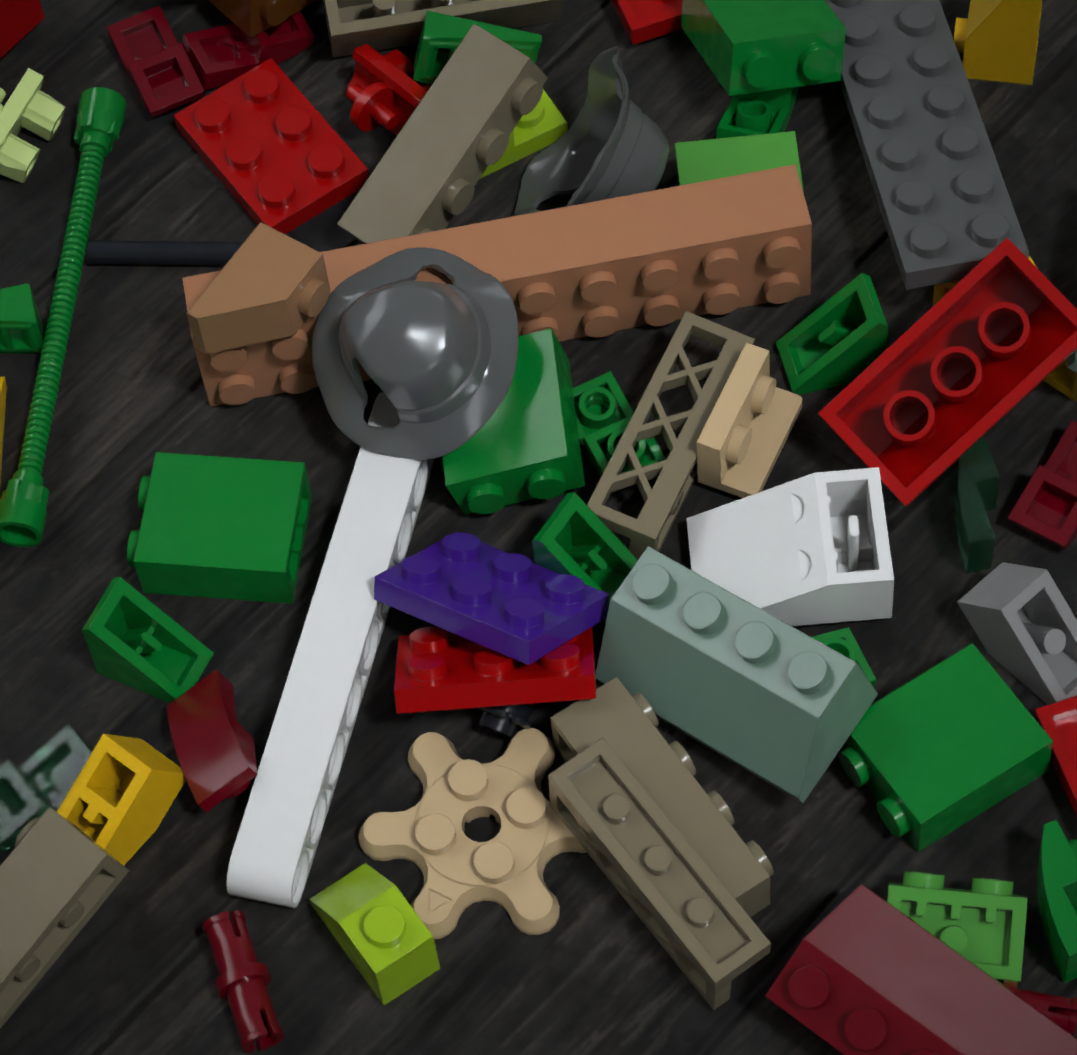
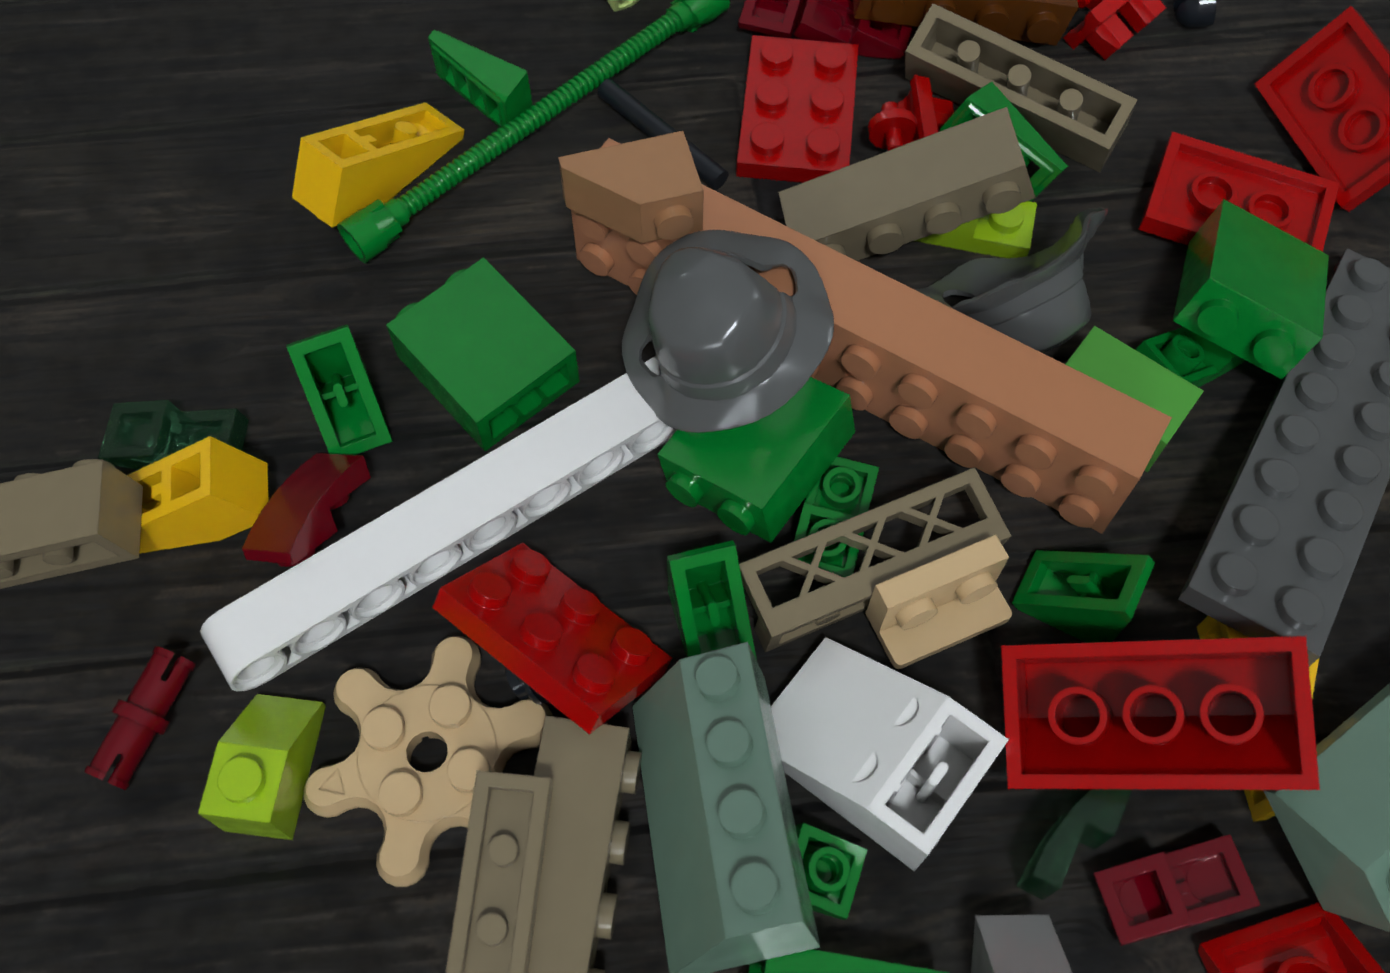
camera: 35 degrees right, 5 degrees up
(492, 597) = (600, 577): dark purple plate -> none

